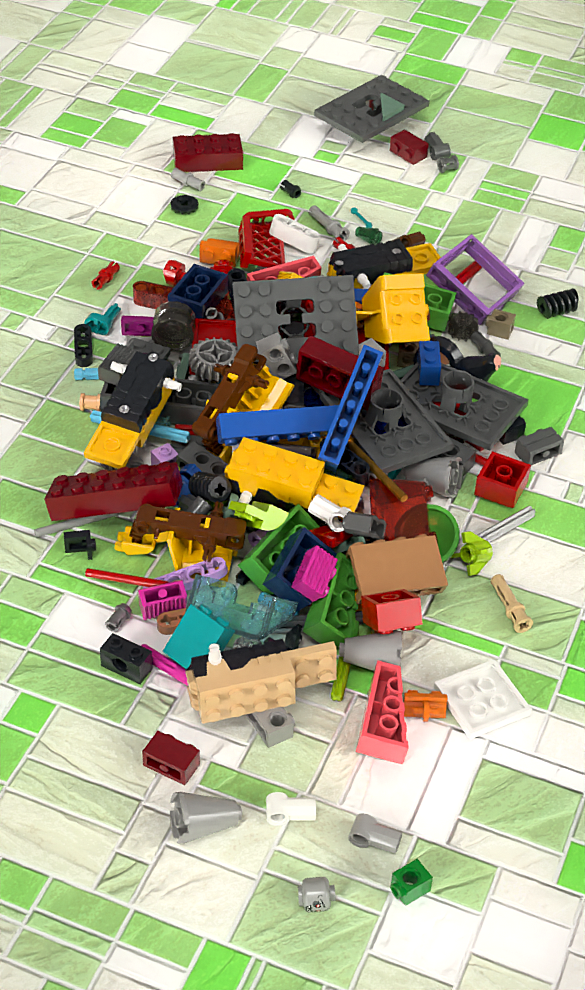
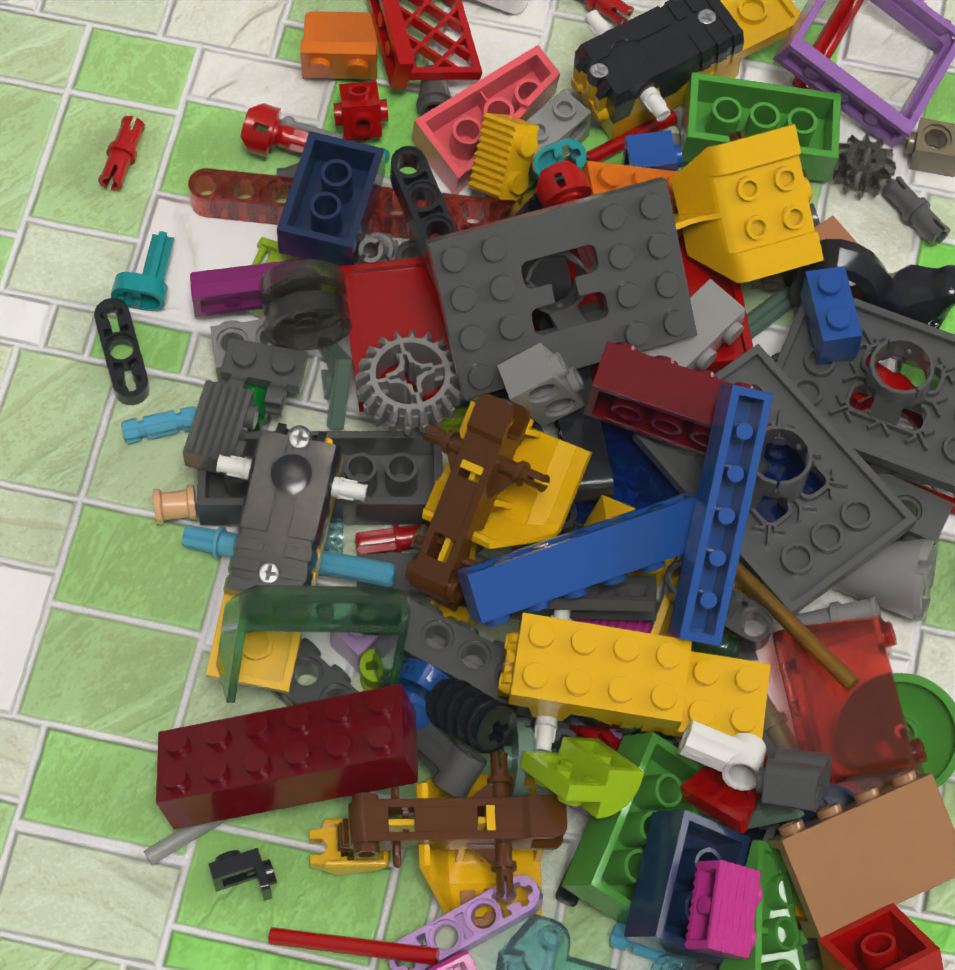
camera: 10 degrees left, 20 degrees up
(117, 407) = (315, 609): none -> clear green windscreen

